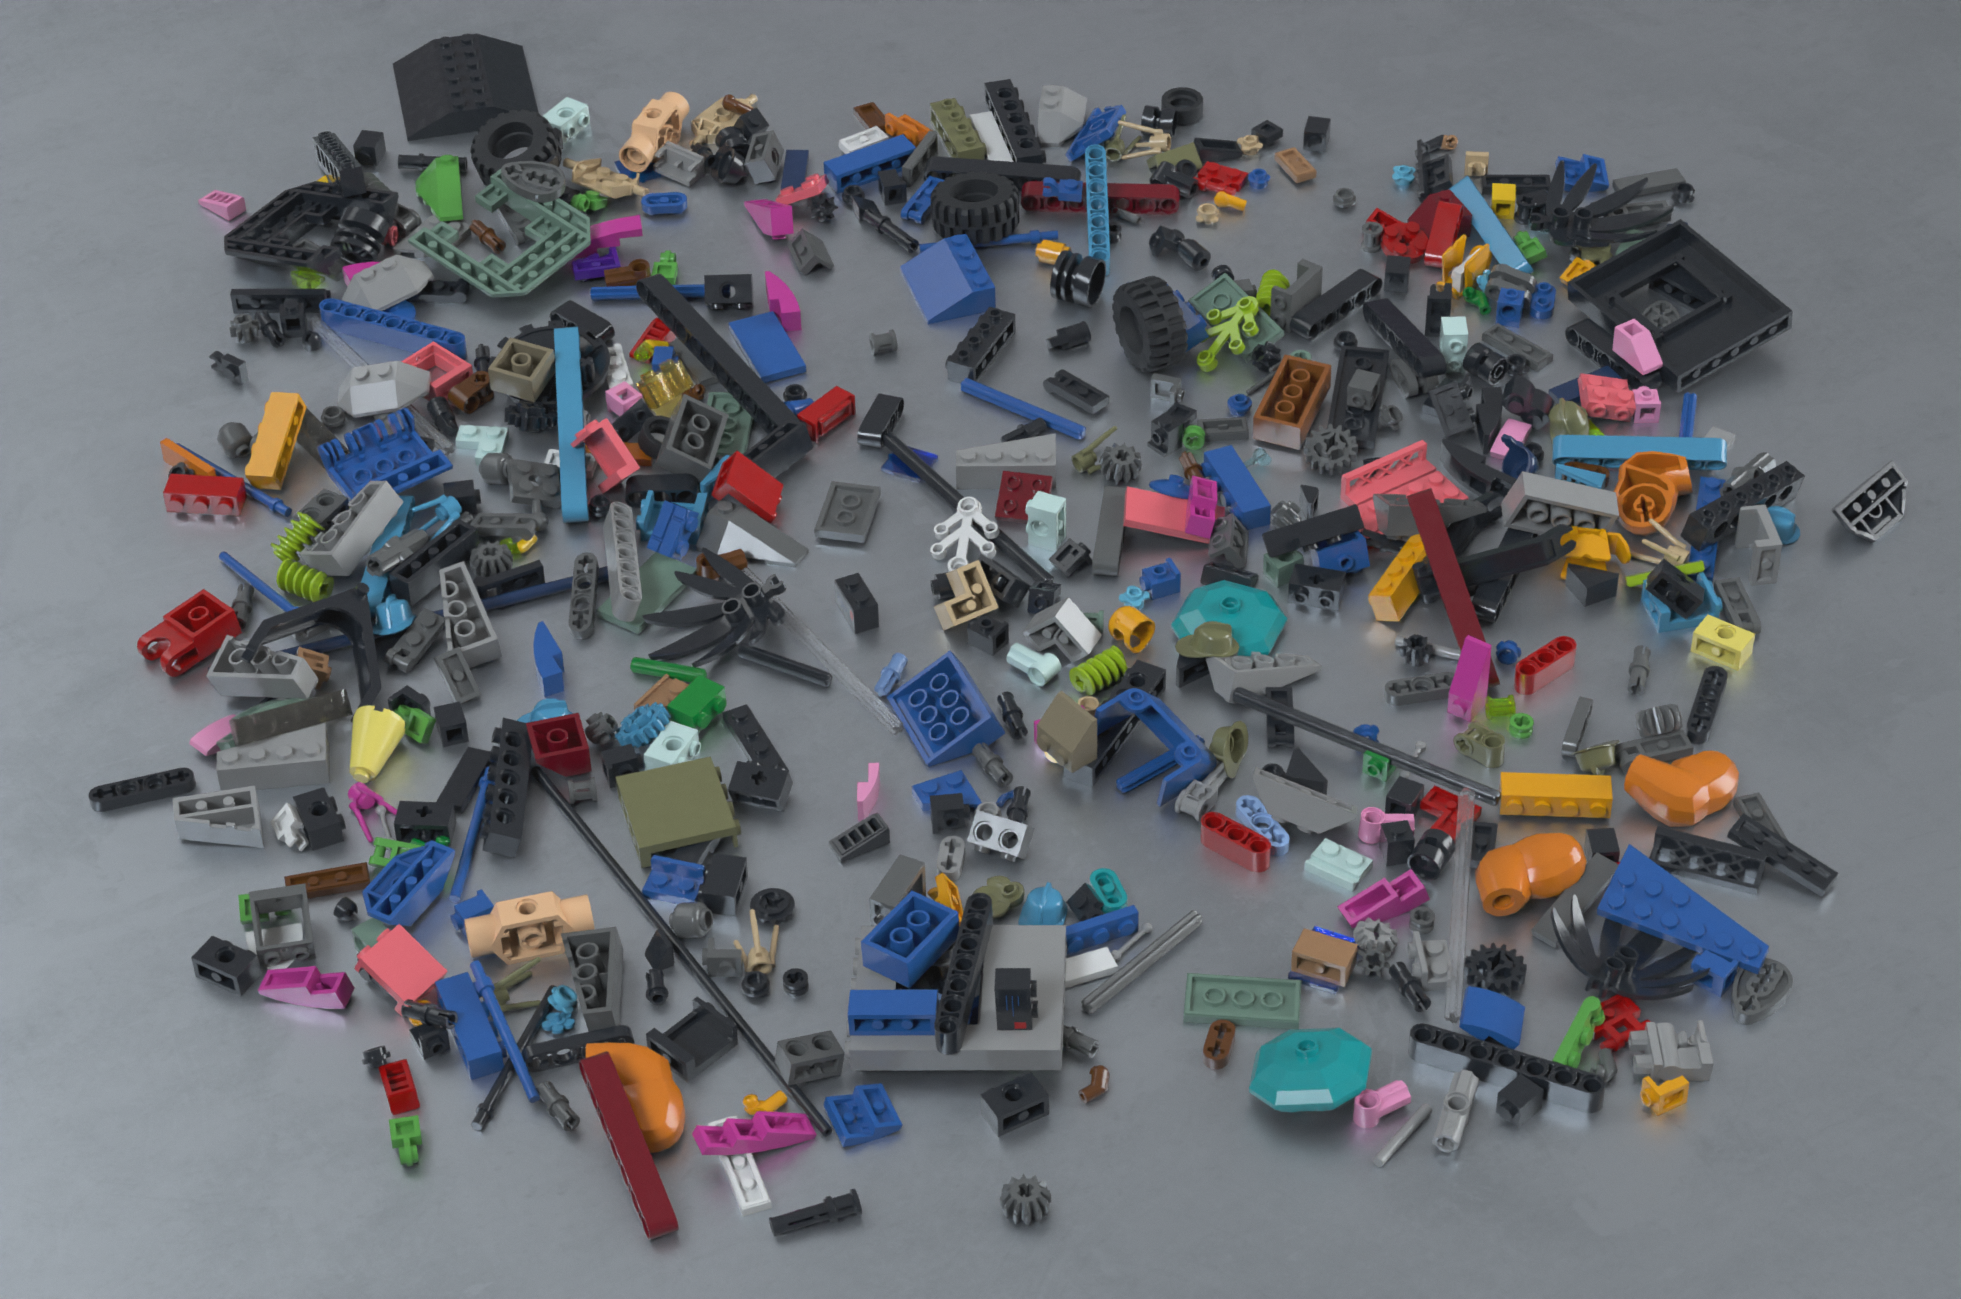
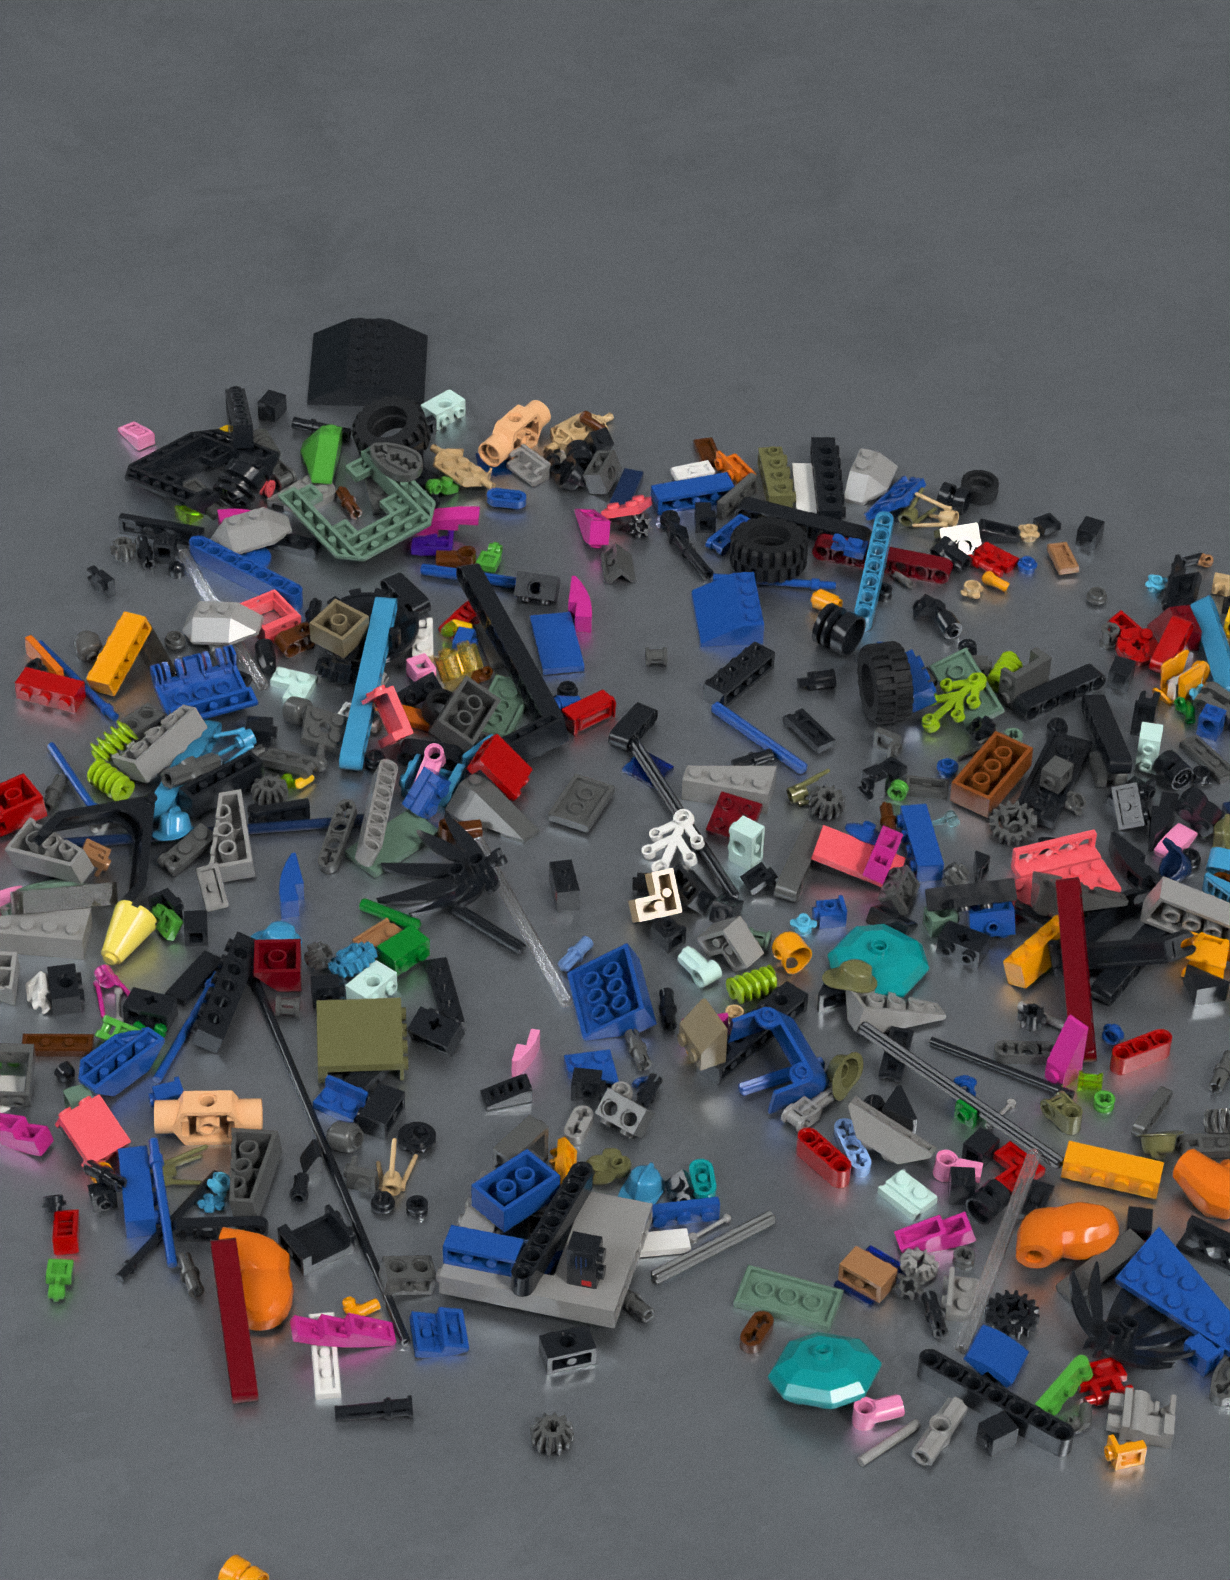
camera: 10 degrees right, 0 degrees up
(674, 497) = (434, 764): none -> bright pink piece
(1098, 1086) = (644, 1346): reddish brown arm -> none
(1397, 710) = (1000, 1067): none -> black bar

